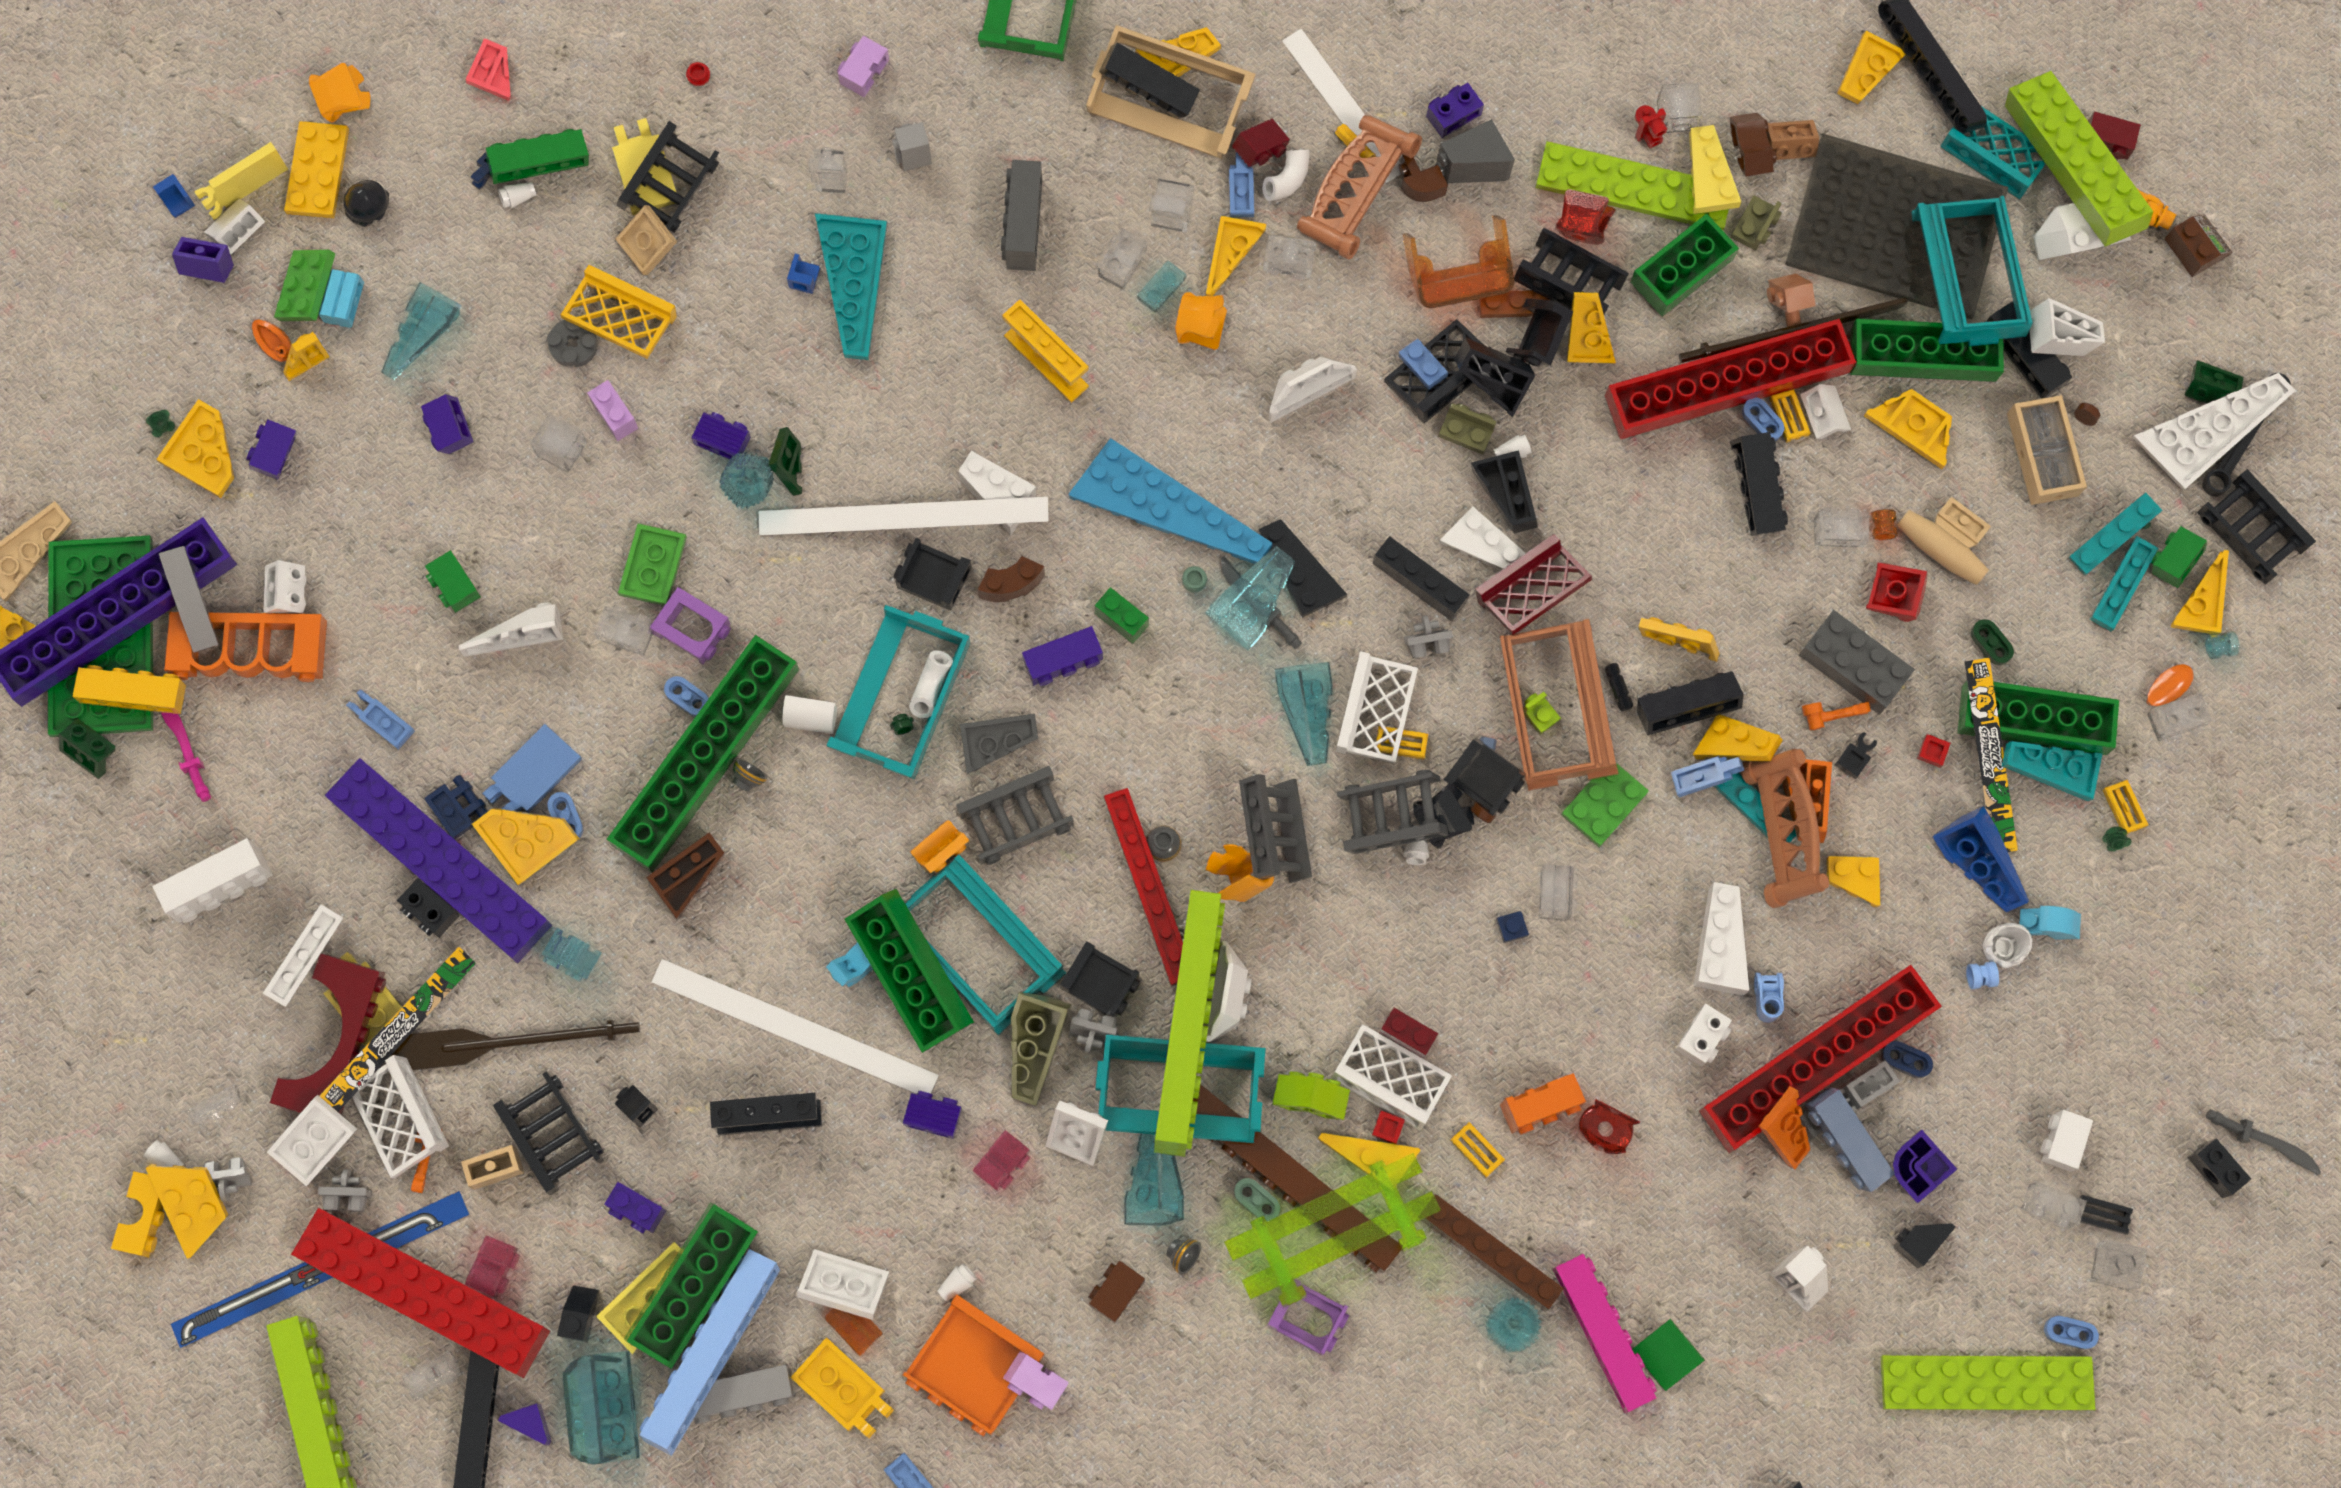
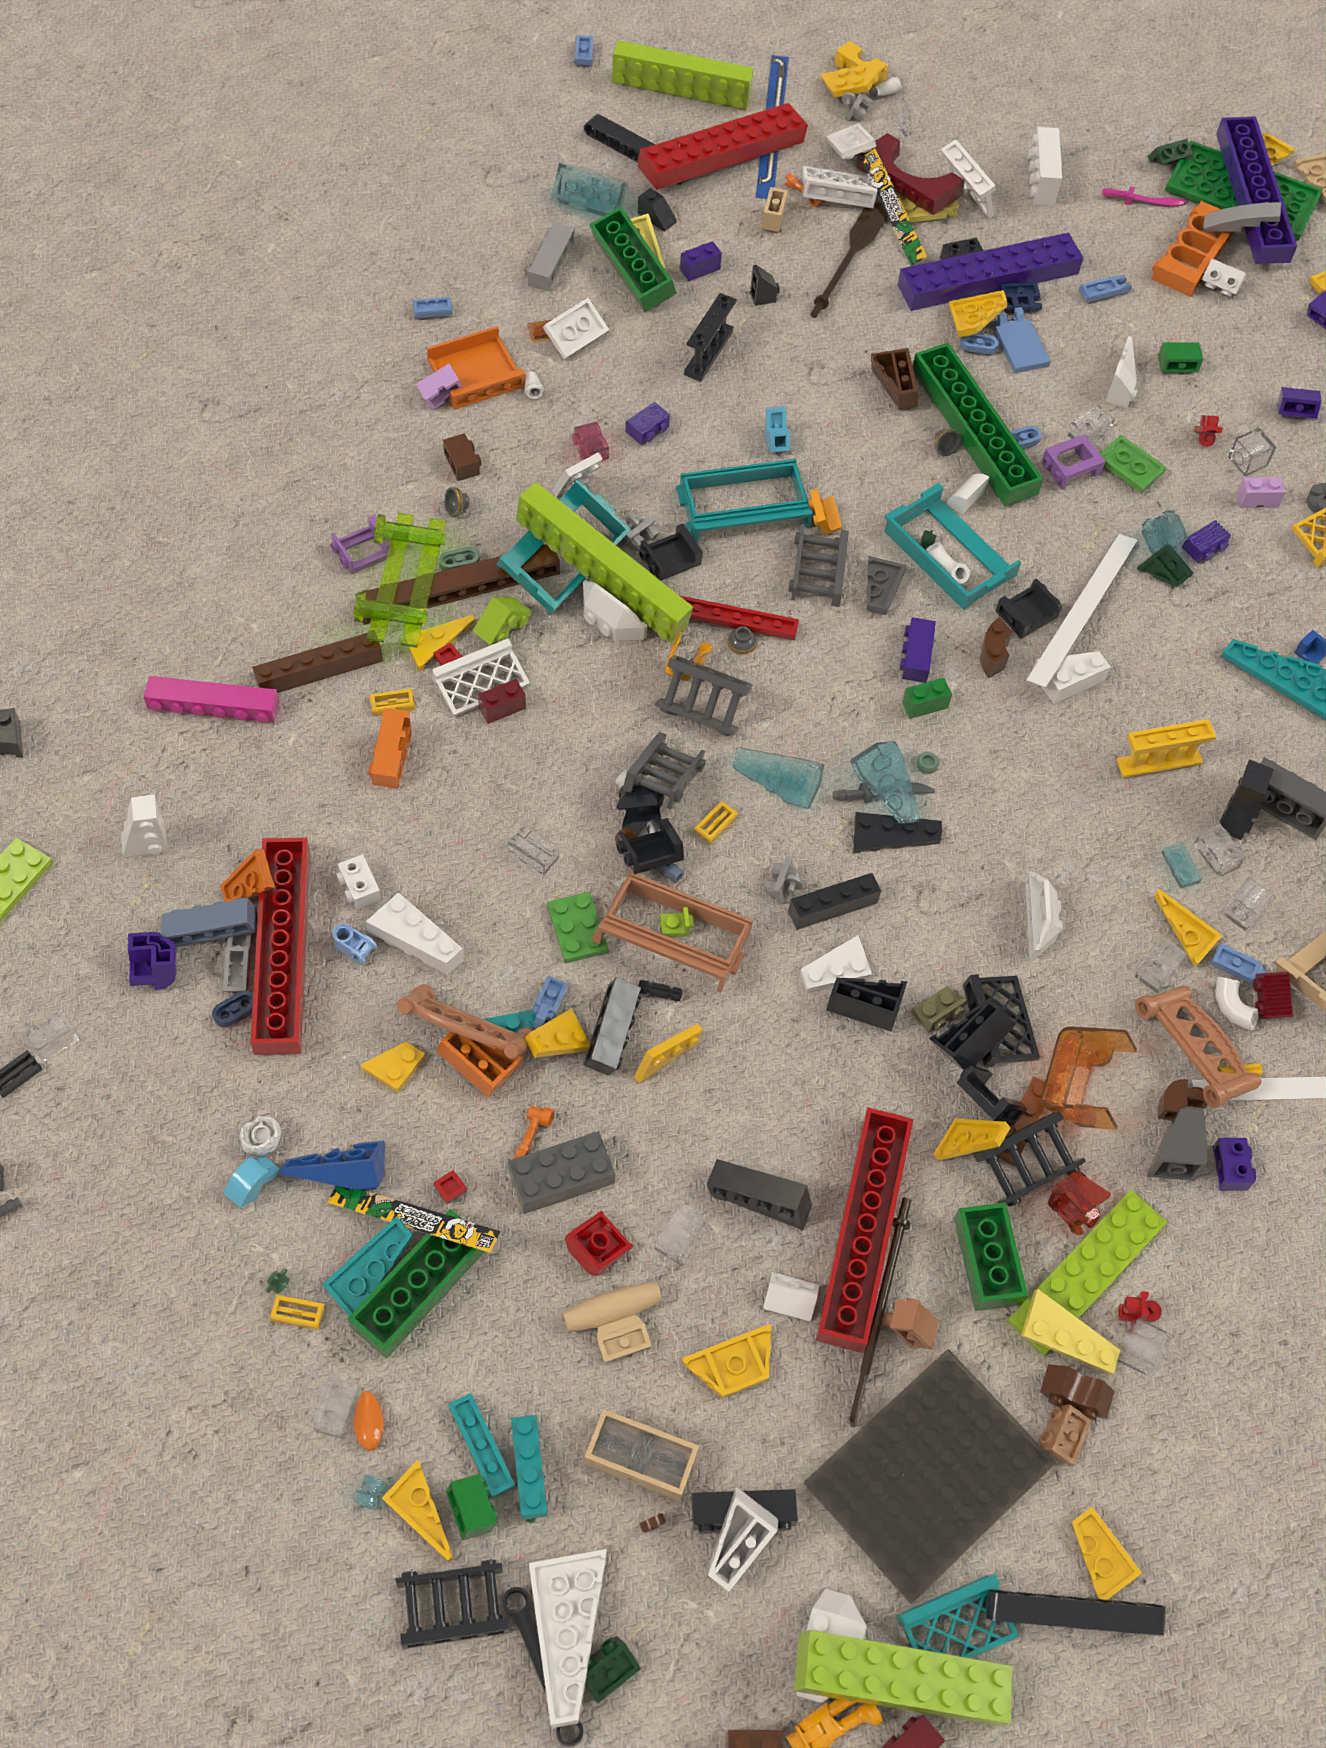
camera: 120 degrees right, 15 degrees down
(129, 690) = (1197, 179): yellow brick -> none
(356, 1196) = (810, 147): light grey hips -> none
(492, 1266) = (715, 187): clear pink brick -> none
(523, 1133) = (778, 233): black fence -> none
(529, 1422) = (610, 162): dark purple slope -> none
(551, 503) = (1208, 428): none -> red hips
(571, 955) = (883, 297): clear light blue brick -> none
(709, 1352) = (585, 246): light blue brick -> none
(794, 1028) = (755, 392): white sticker -> none
(841, 1387) = (513, 304): yellow tile -> none
(909, 970) = (750, 446): green brick -> none
(1036, 1032) = (656, 498): olive wedge -> none
(1062, 246) = (1246, 799): none -> black wedge
(1143, 493) = (1014, 764): dark azure wing -> none
(1156, 1188) = (500, 505): clear light blue wedge -> none
(1201, 320) = (1139, 871): light orange piece -> none
(1355, 704) = (767, 807): white fence -> none
(1423, 364) = (1016, 1004): medium blue plate -> none
(1512, 927) = (529, 812): dark blue plate -> none
(1512, 1339) = (259, 645): clear light blue brick -> none
(1515, 444) = (902, 1031): white cone -> none
(1524, 568) = (796, 973): fence -> none
(1620, 1122) = (340, 775): clear red piece -> none
(1668, 1354) = (165, 726): green piece -> none
(1755, 221) = (999, 1351): olive bracket -> none
(1765, 418) = (813, 1237): medium blue plate -> none
(1798, 411) = (802, 1273): yellow tile -> none
(1855, 758) = (486, 1123): black plate -> none
(1884, 524) = (662, 1274): clear orange wheel -> none
(1914, 351) = (795, 1412): green brick -> none
(1922, 1241) = (102, 932): black slope -> none
(1945, 277) = (865, 1461): teal piece -> none
(1982, 975) = (252, 1103): light blue wheel -> none
(1994, 641) = (506, 1293): dark green plate -> none
(2066, 1140) = (86, 1076): white brick -> none

